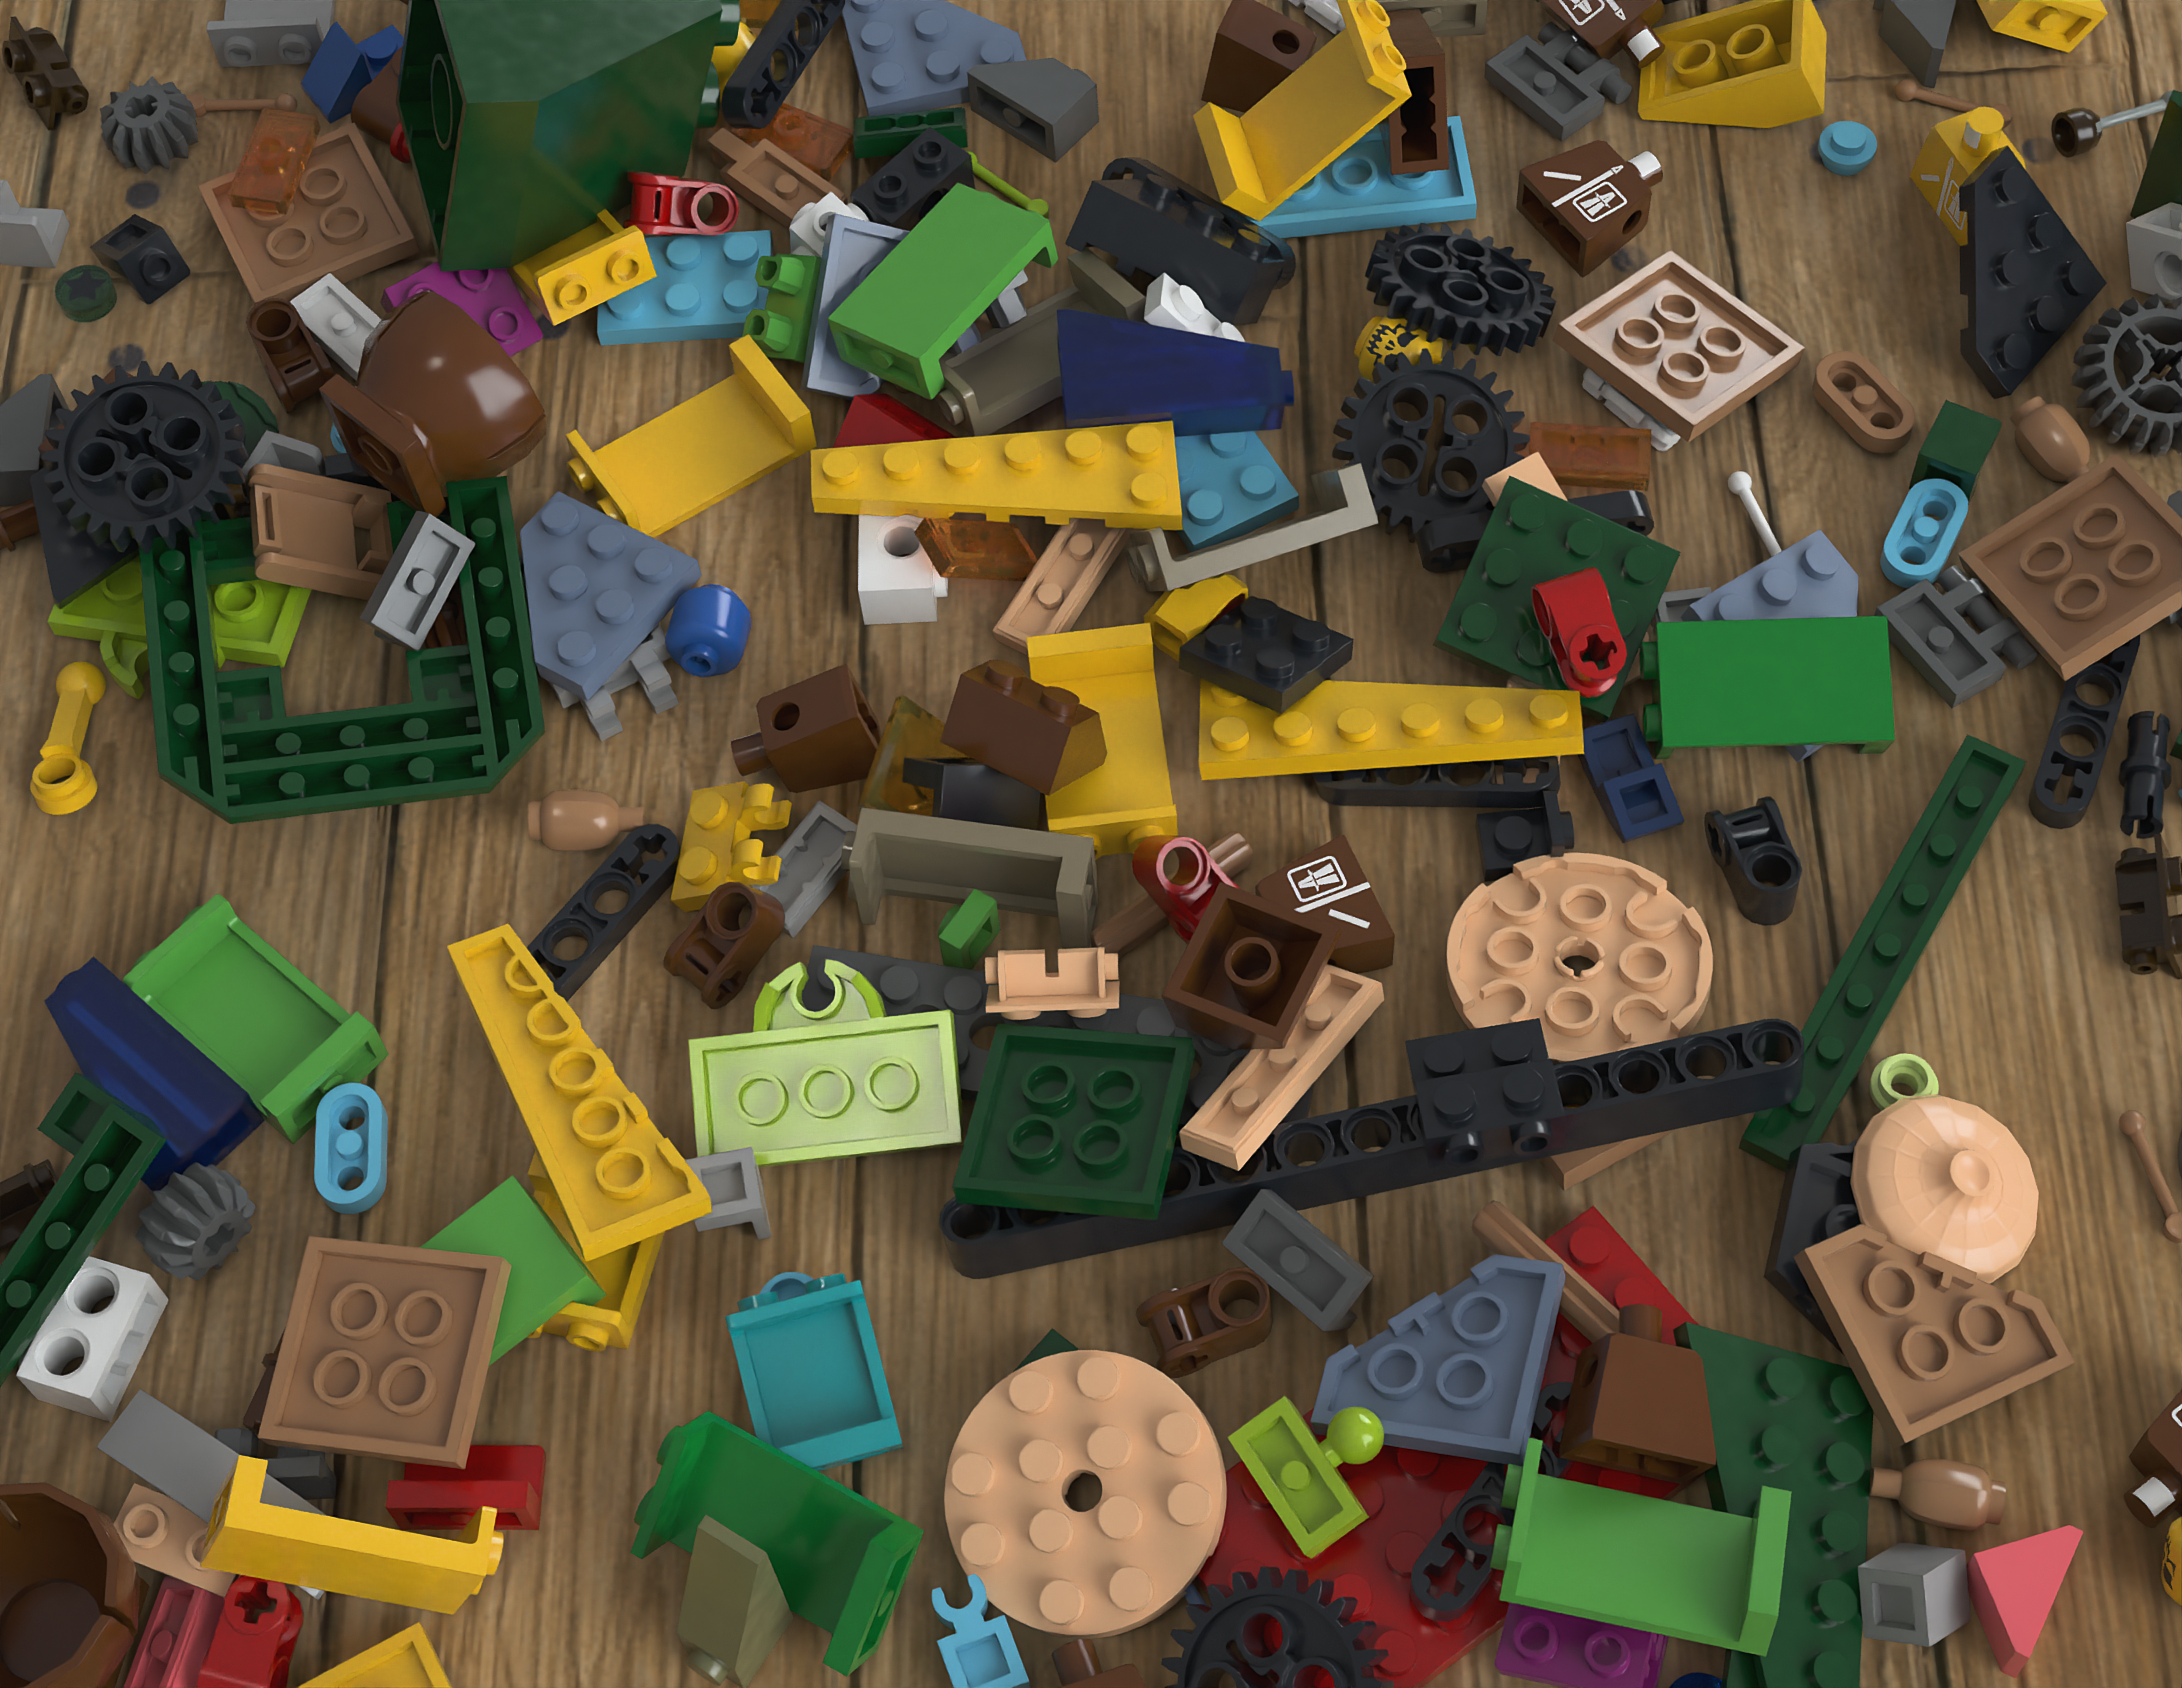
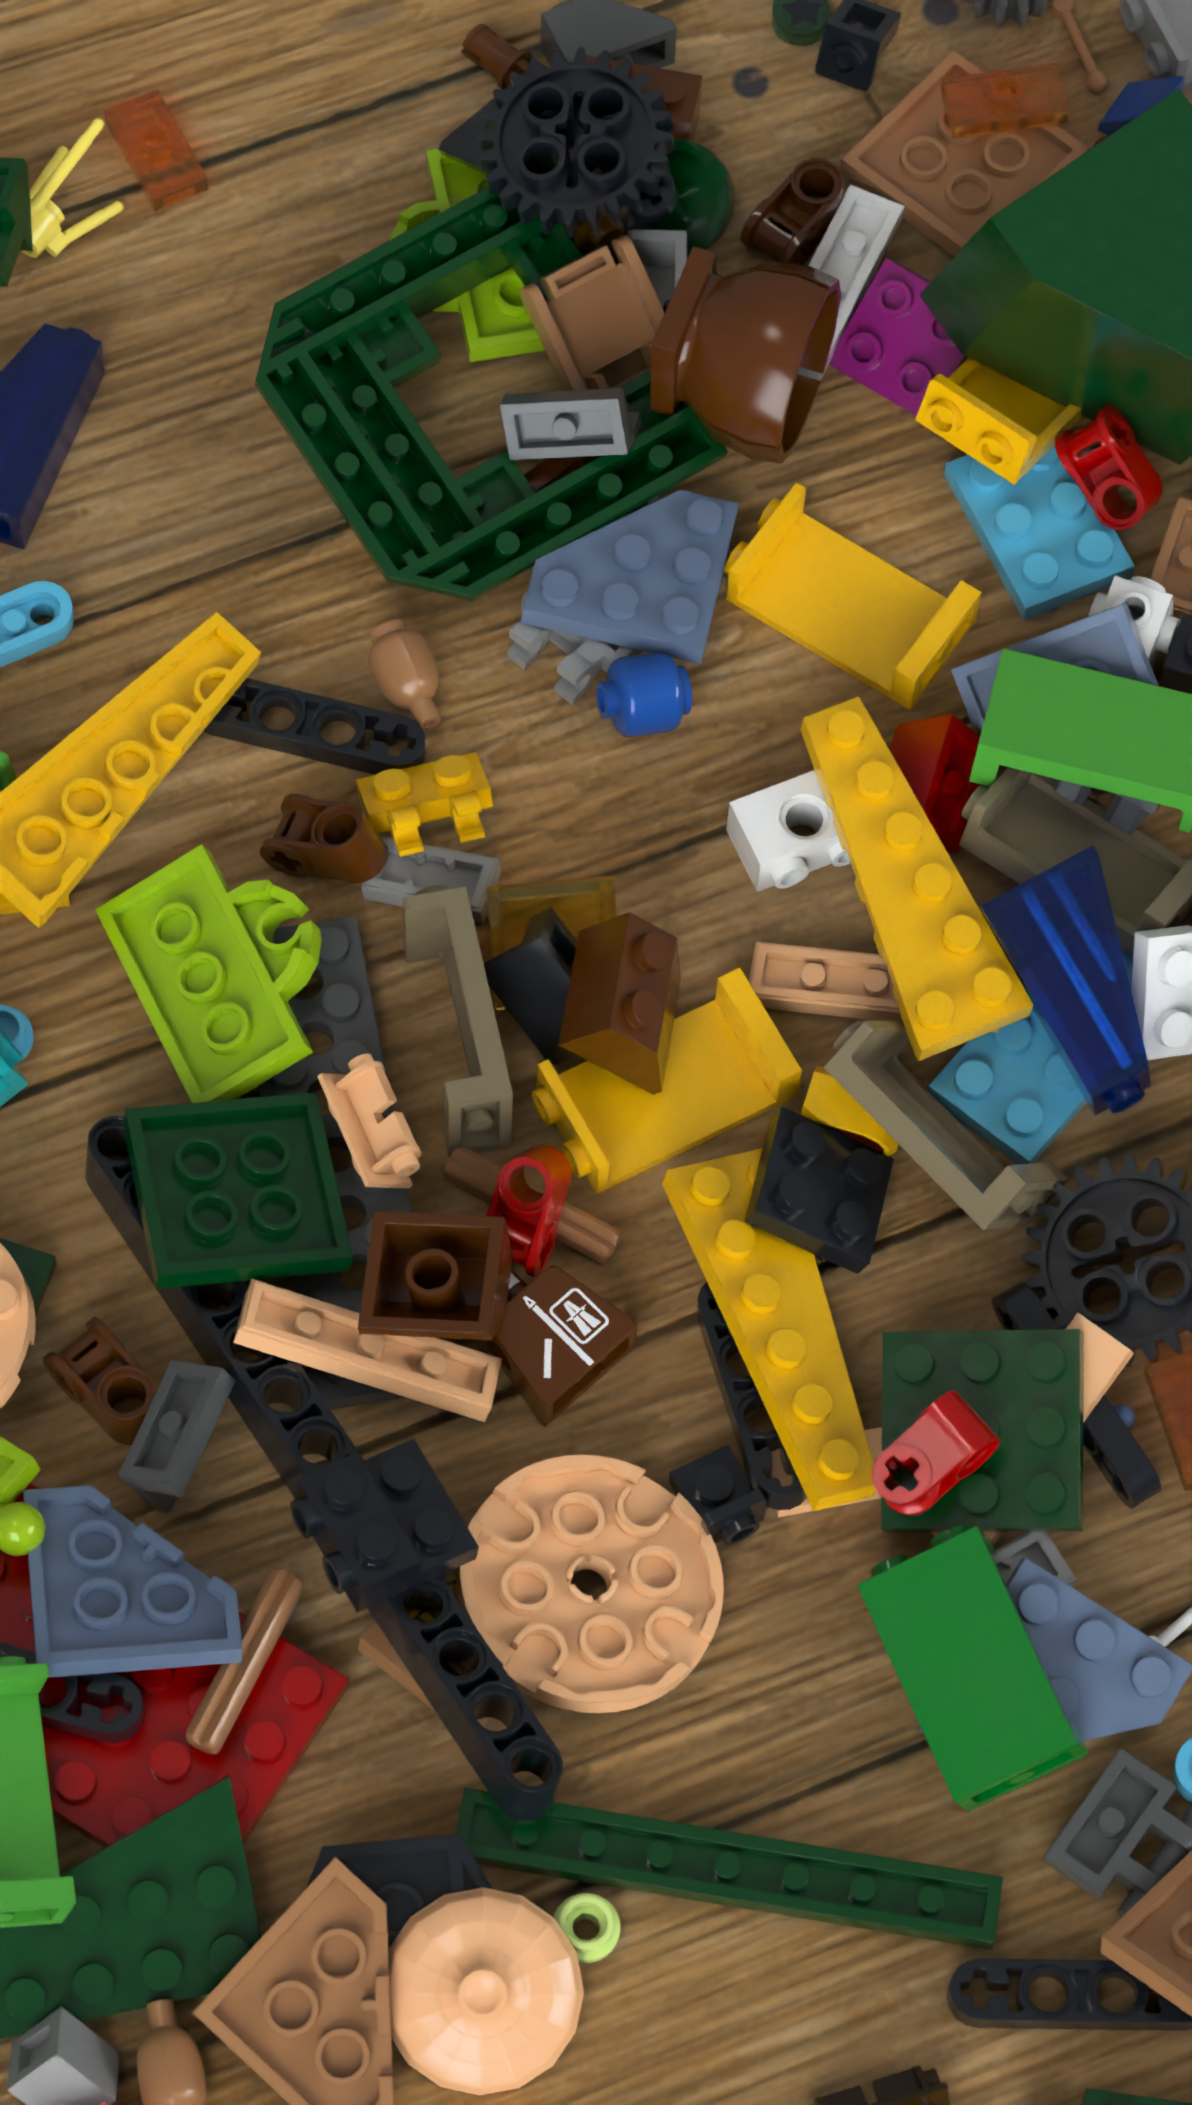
camera: 60 degrees right, 5 degrees up
(78, 689) = (304, 224): yellow piece -> none
(255, 1016) = (109, 495): bright green panel -> none
(734, 1190) = (77, 943): light grey panel -> none
(786, 321) = (1055, 604): bright green hips -> none
(813, 733) = (563, 823): reddish brown torso -> none
(968, 930) = (417, 1040): bright green plate -> none
(976, 549) = (823, 888): clear orange plate -> none
(1626, 781) = (826, 1575): dark blue slope -> none
(1640, 1403) = (137, 1758): reddish brown torso -> none
(1754, 849) = (792, 1710): black piece -> none
(2145, 774) = (1034, 2067): black pin -> none

